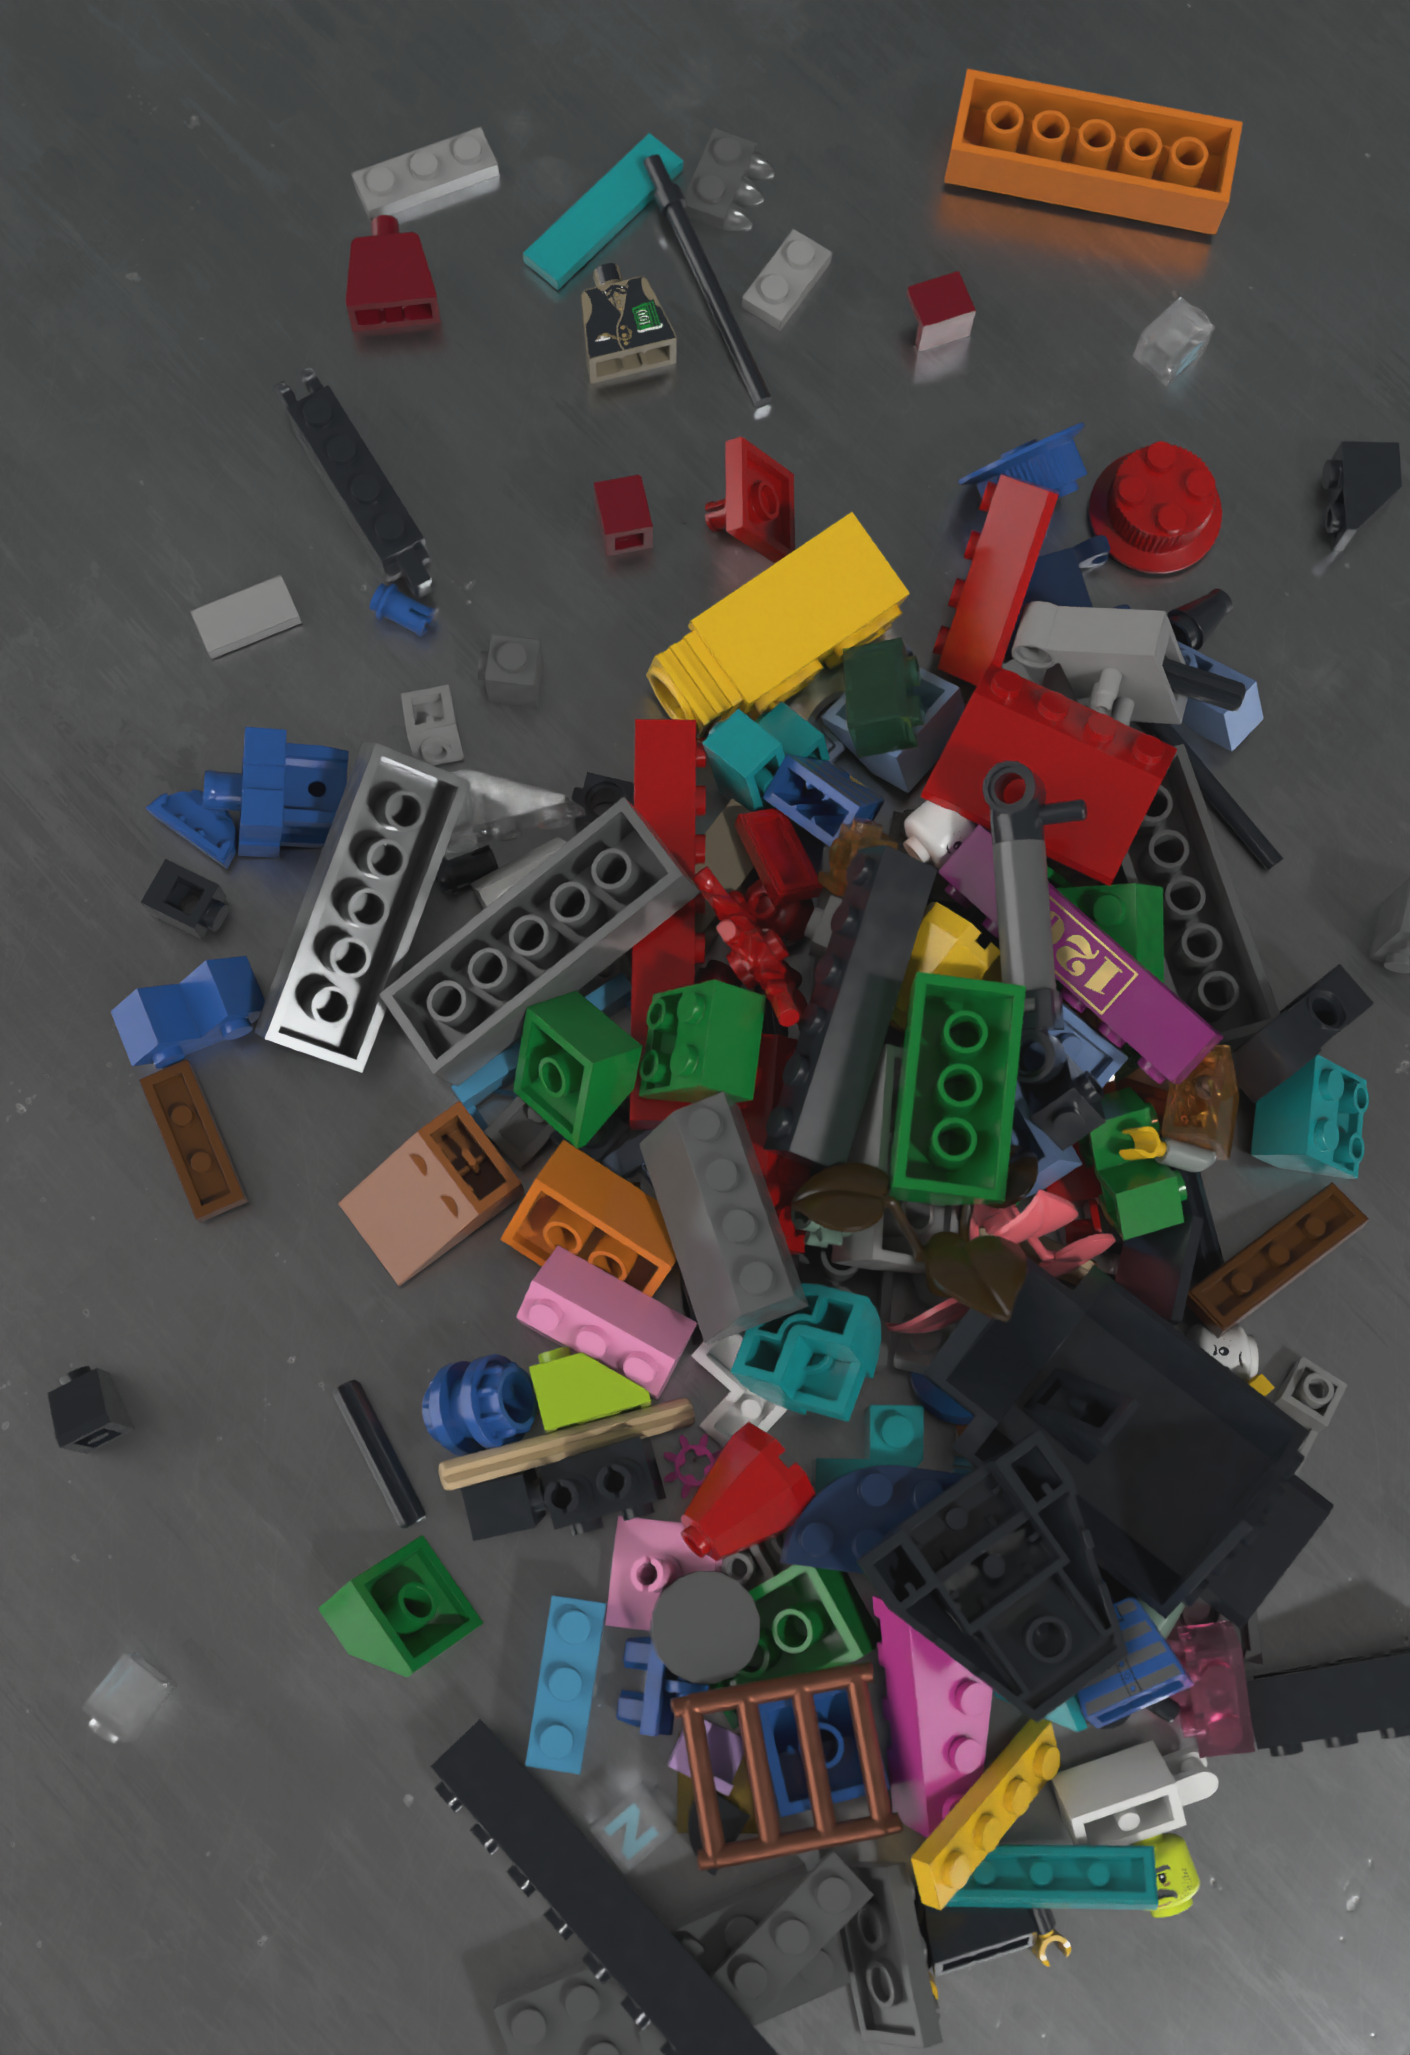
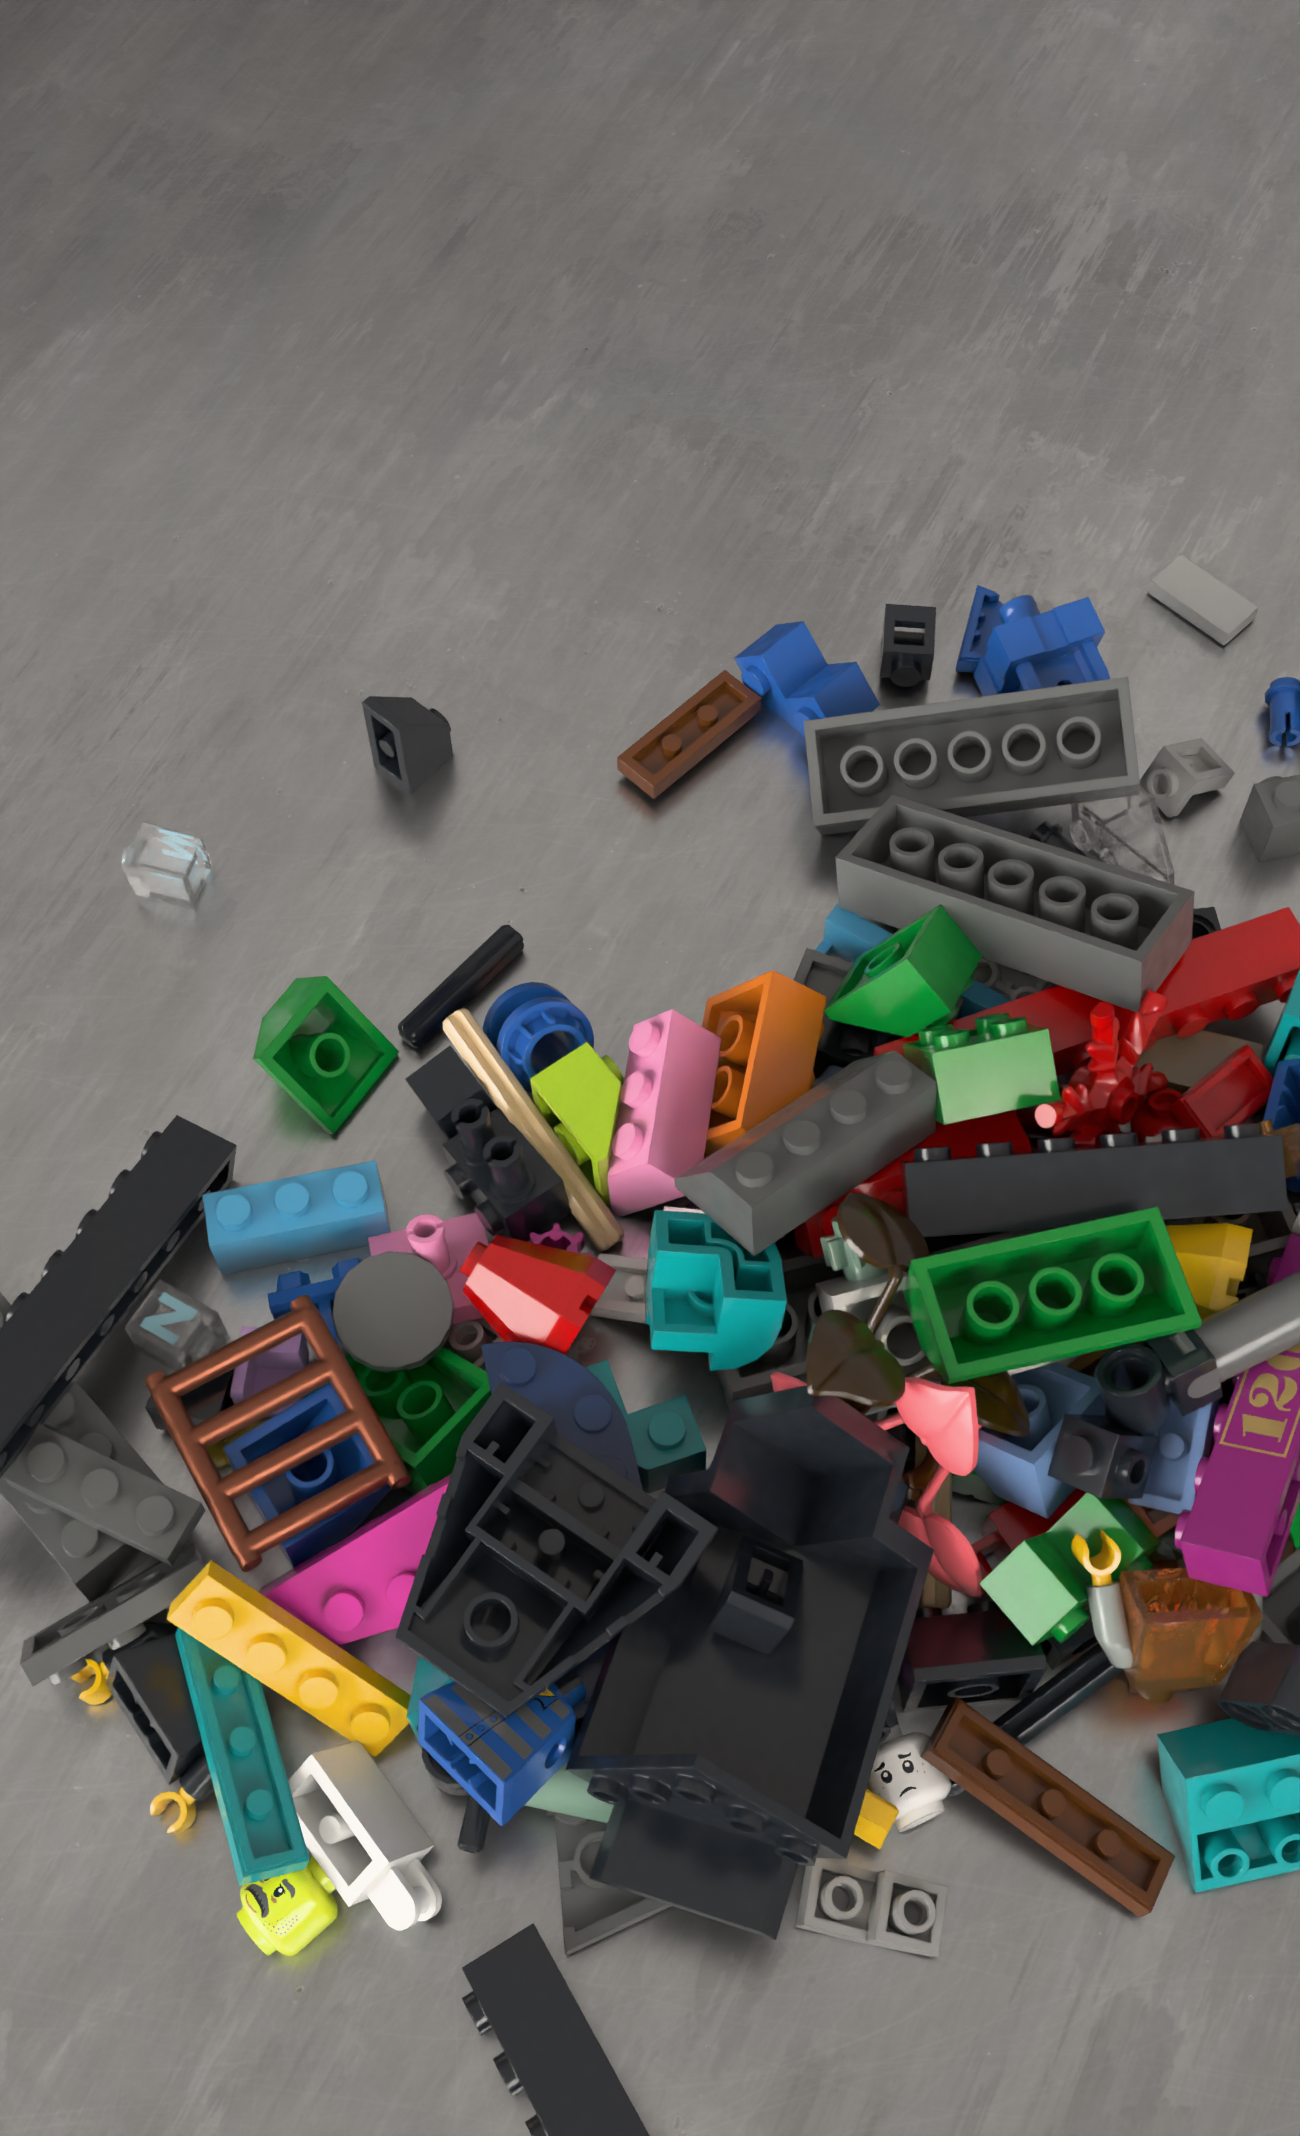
camera: 75 degrees right, 15 degrees down
(431, 1193) = (728, 928): slope -> none
(1218, 1702) = (522, 1882): clear pink brick -> none

